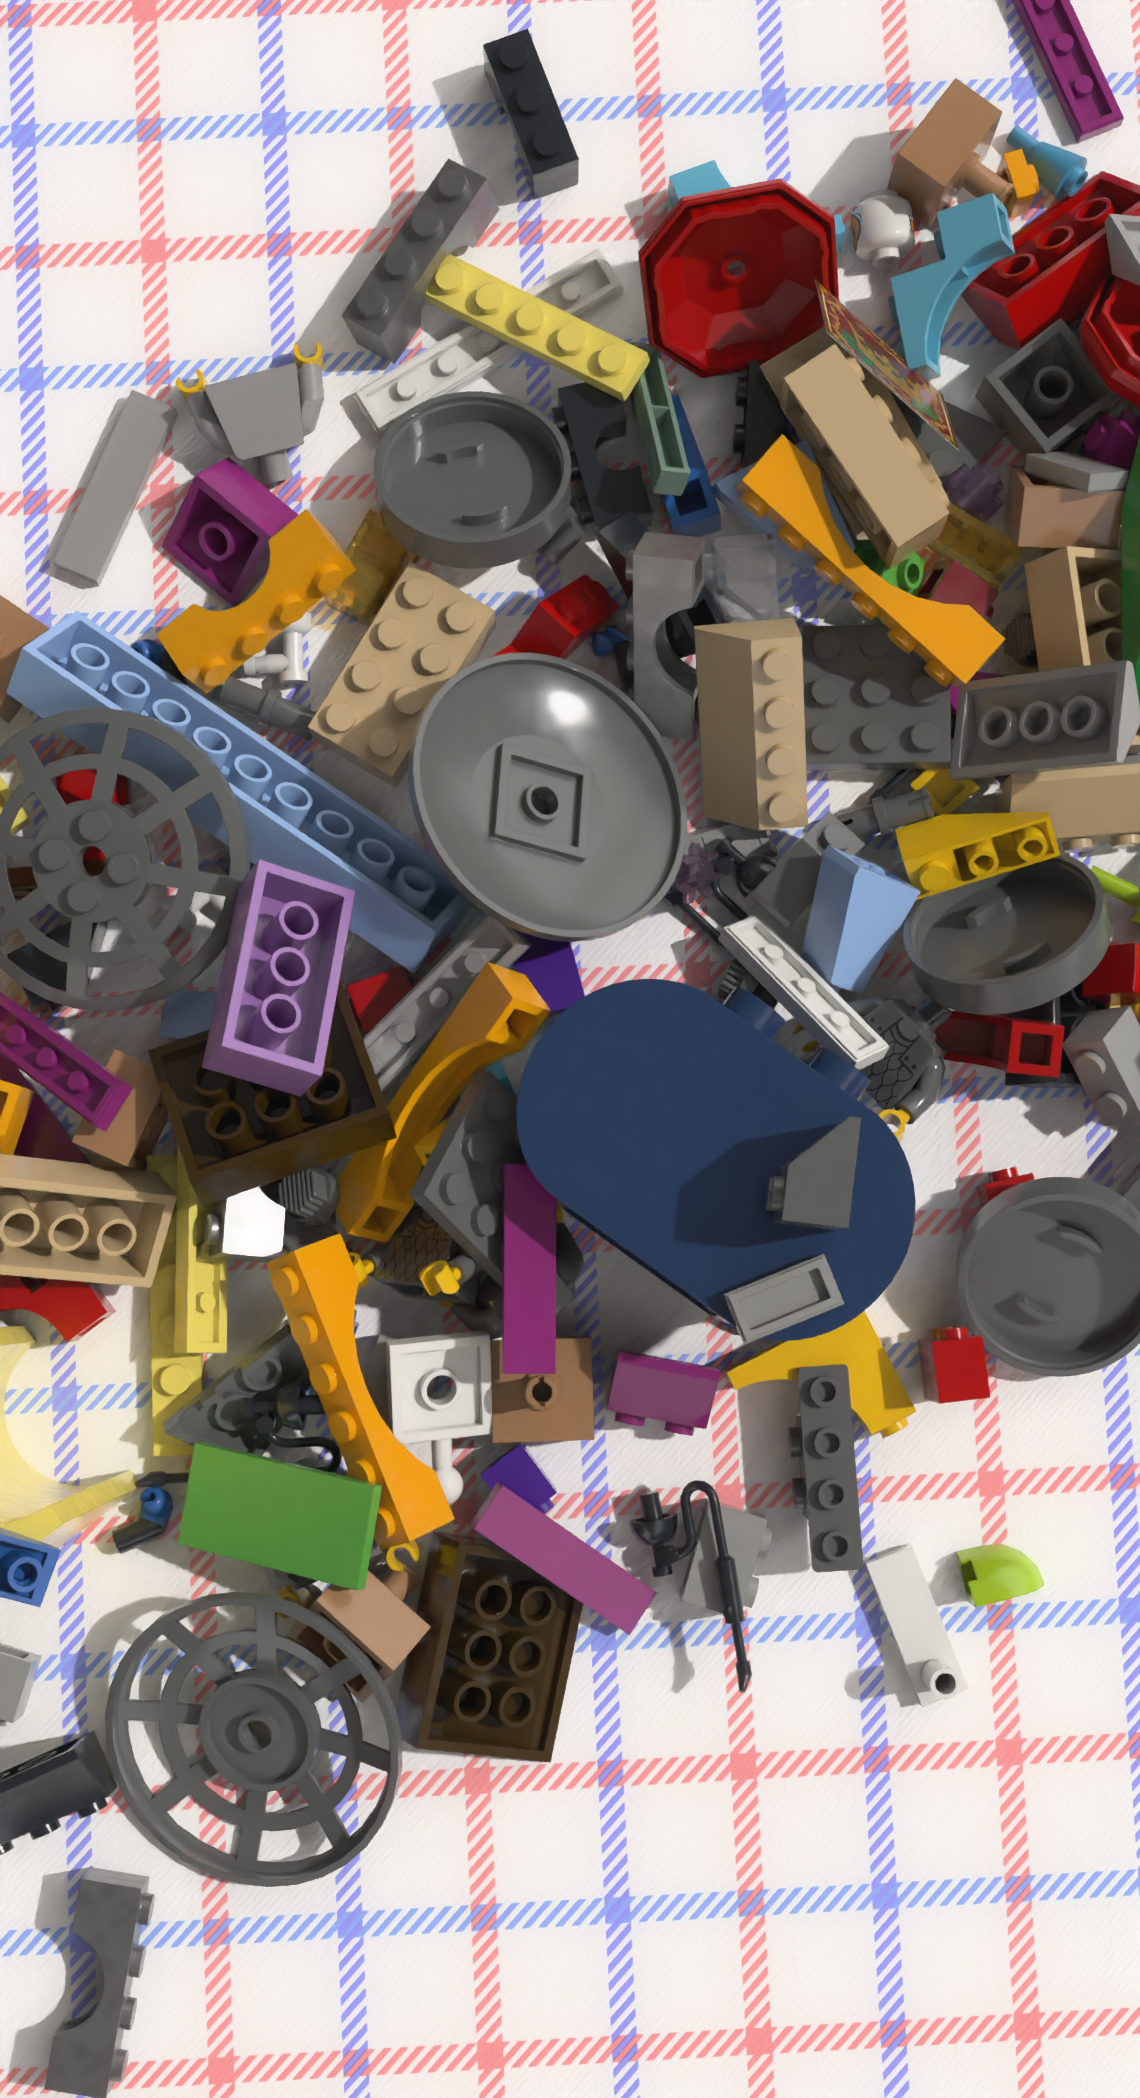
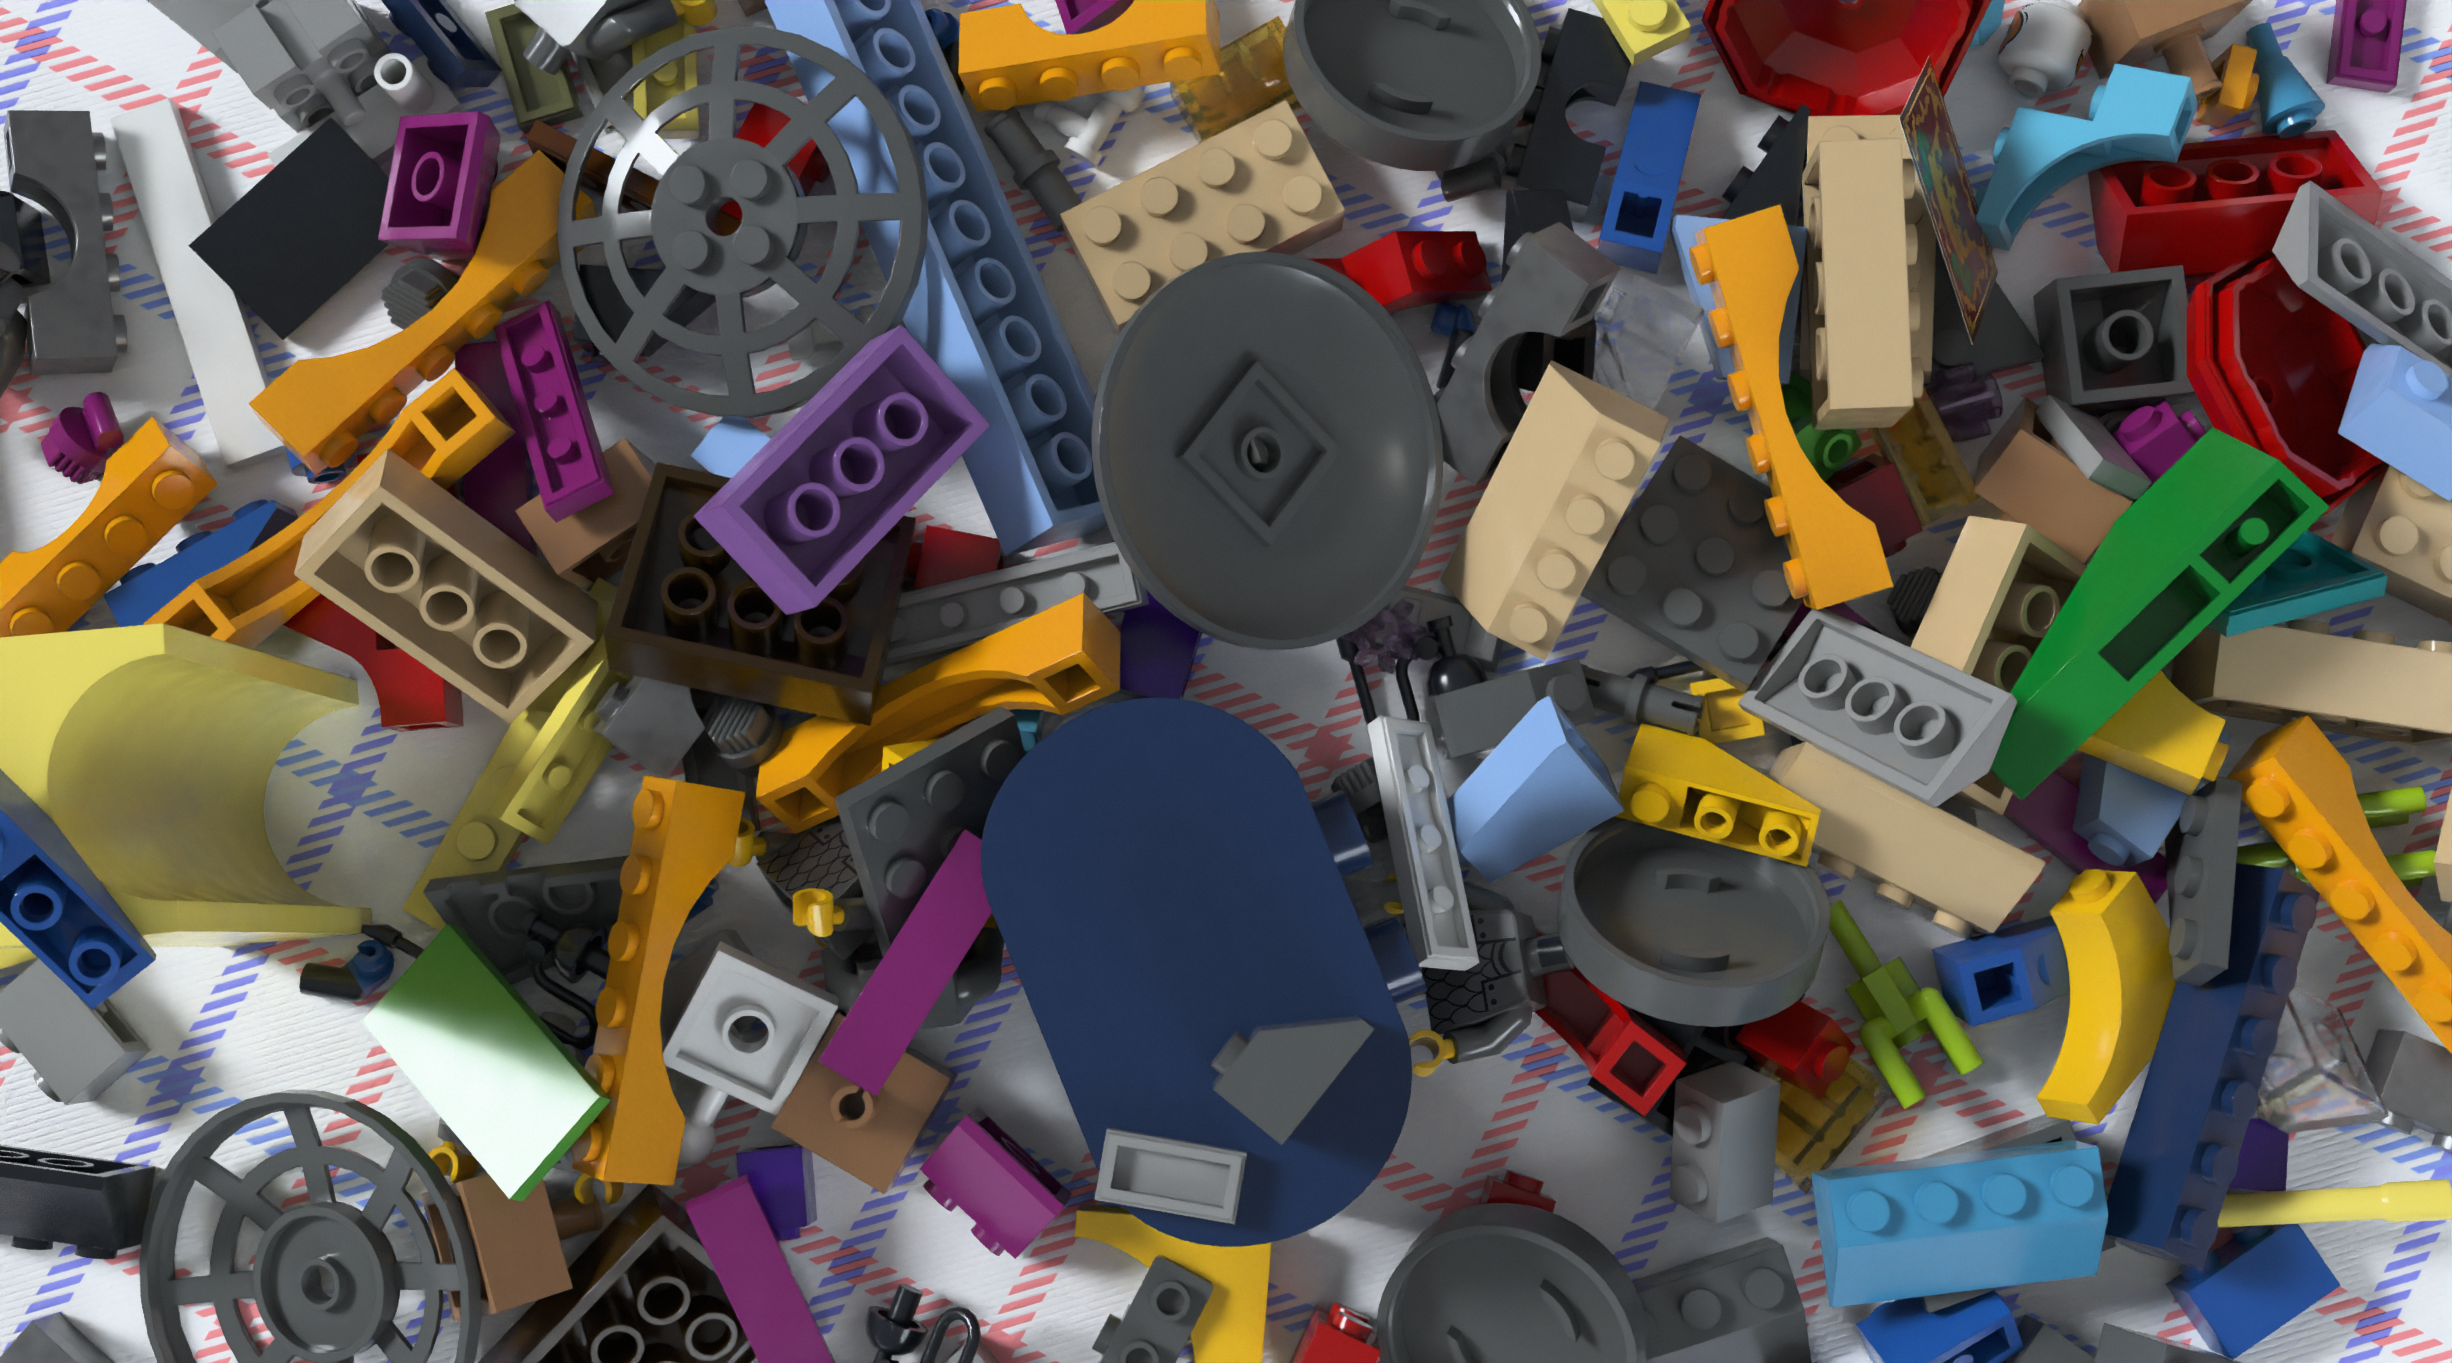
camera: 35 degrees right, 0 degrees up
(659, 427) = (1653, 116): sand green piece -> none

